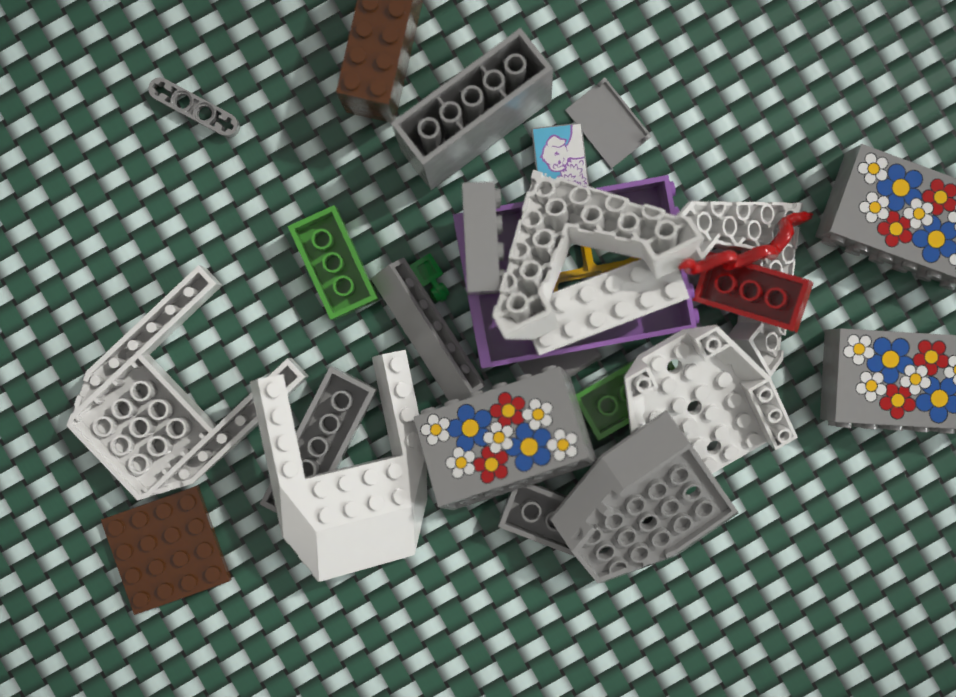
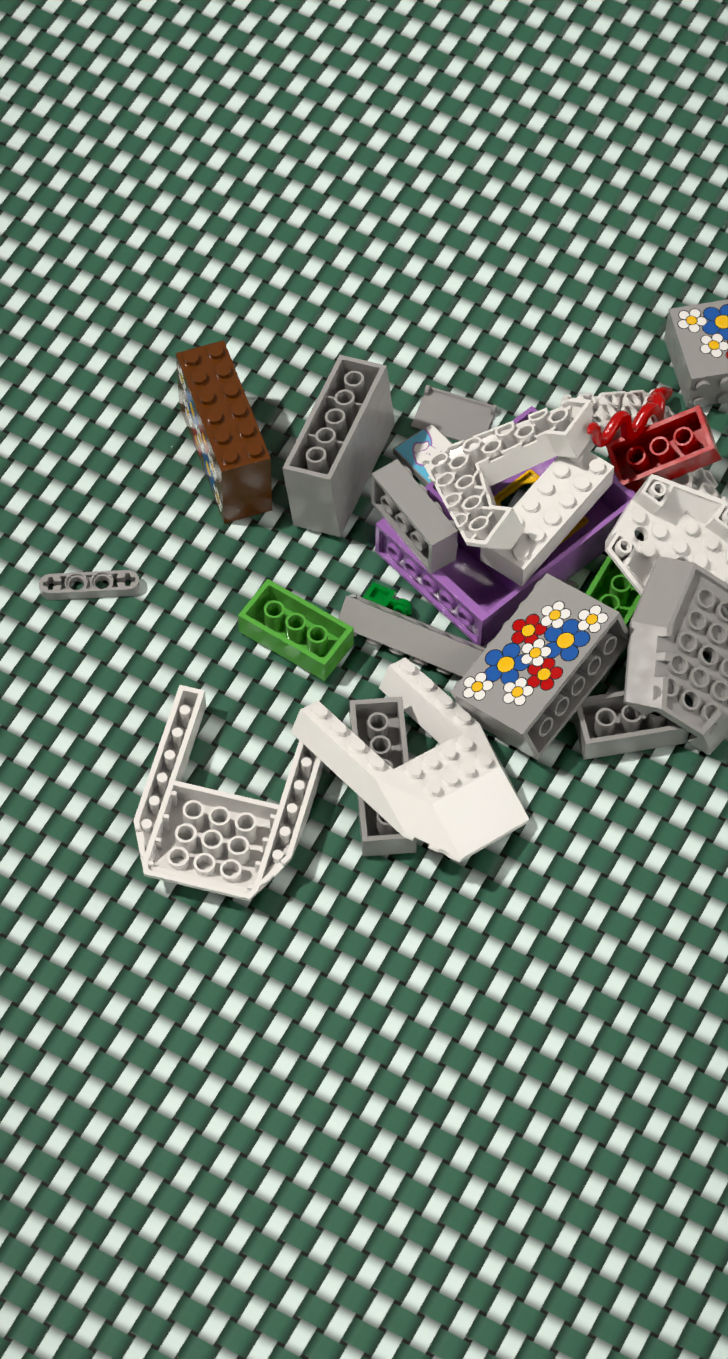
camera: 40 degrees left, 30 degrees down
(166, 550) = (299, 947): reddish brown plate -> none

